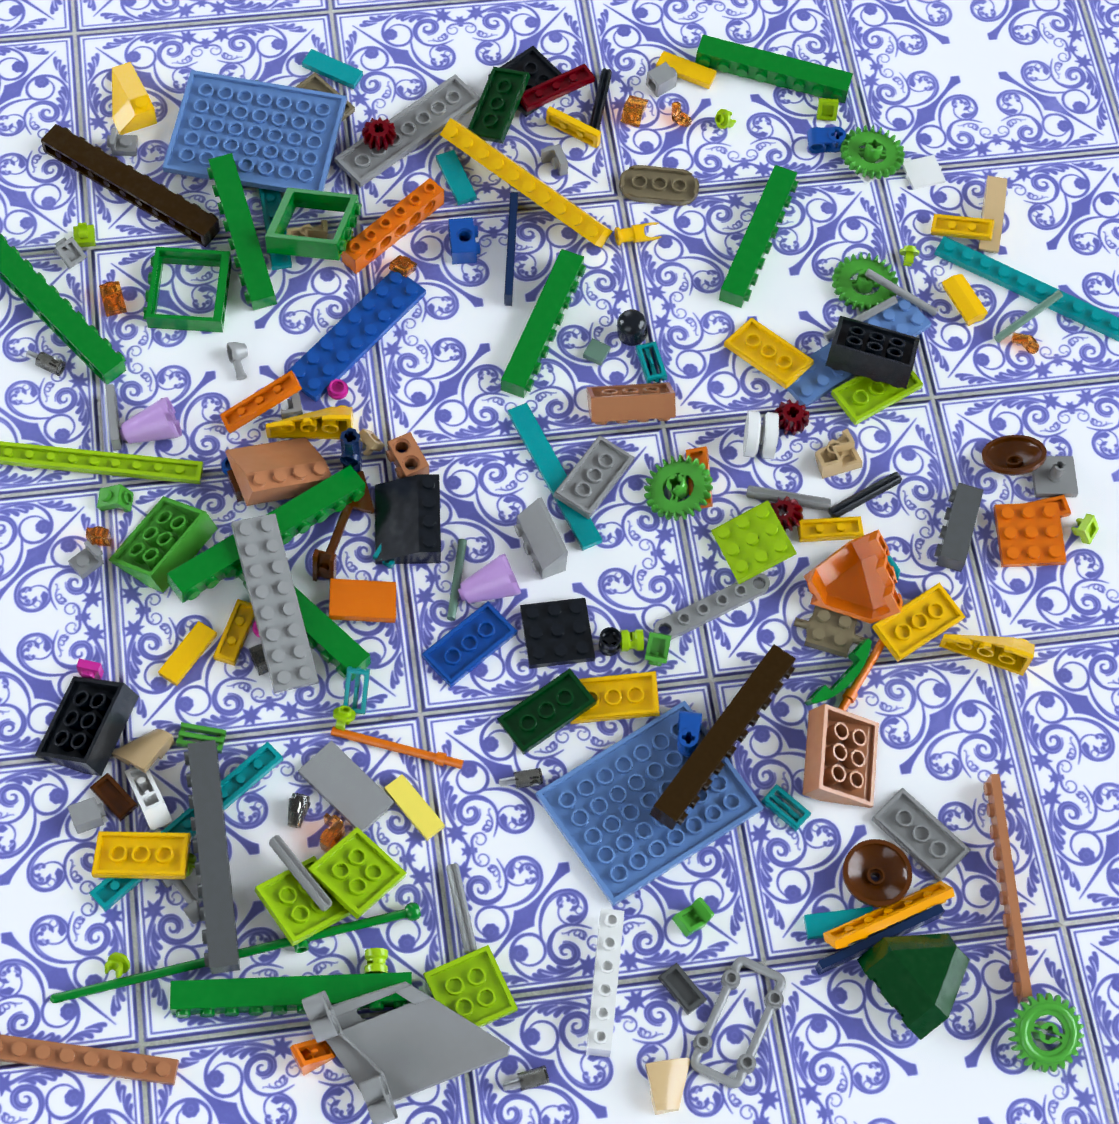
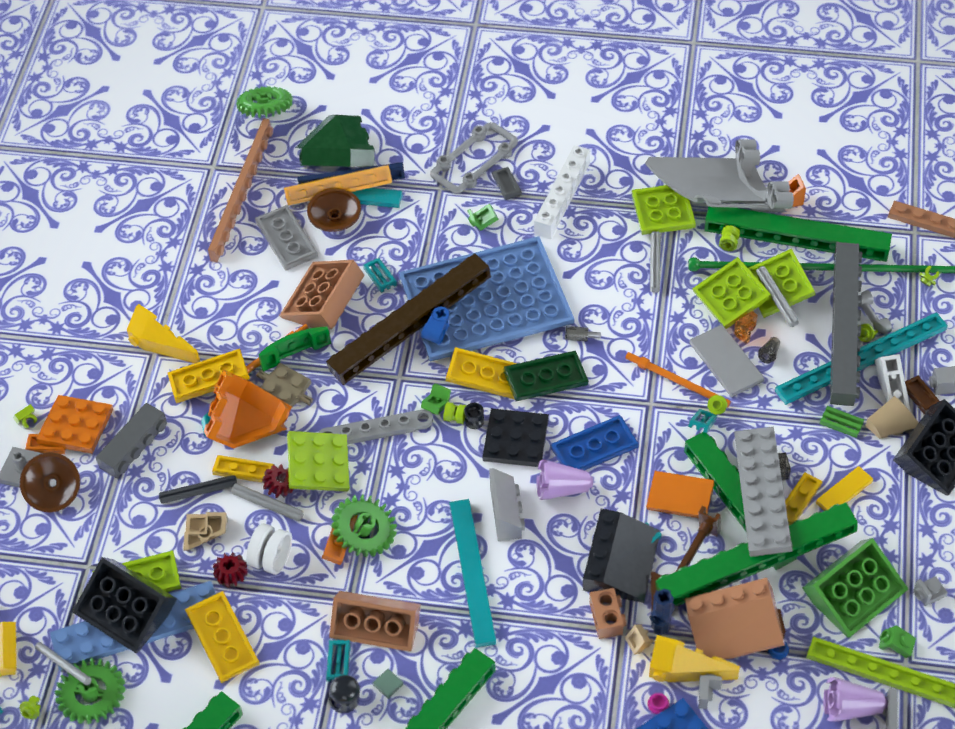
camera: 155 degrees left, 10 degrees down
(90, 669) = (934, 491): dark pink plate -> none
(99, 536) = (916, 606): clear orange plate -> none
(141, 855) = (903, 337): yellow tile -> none
(260, 401) = (739, 695): orange plate -> none
(414, 807) = (674, 335): light yellow tile -> none
(457, 576) = (590, 500): sand green bar -> none
(528, 1079) = (636, 153): clear smoke piece -> none
(593, 477) = (436, 557): light grey tile -> none
(667, 1083) = (539, 132): tan slope -> none
(866, 315) = (115, 651): light grey bar -> none

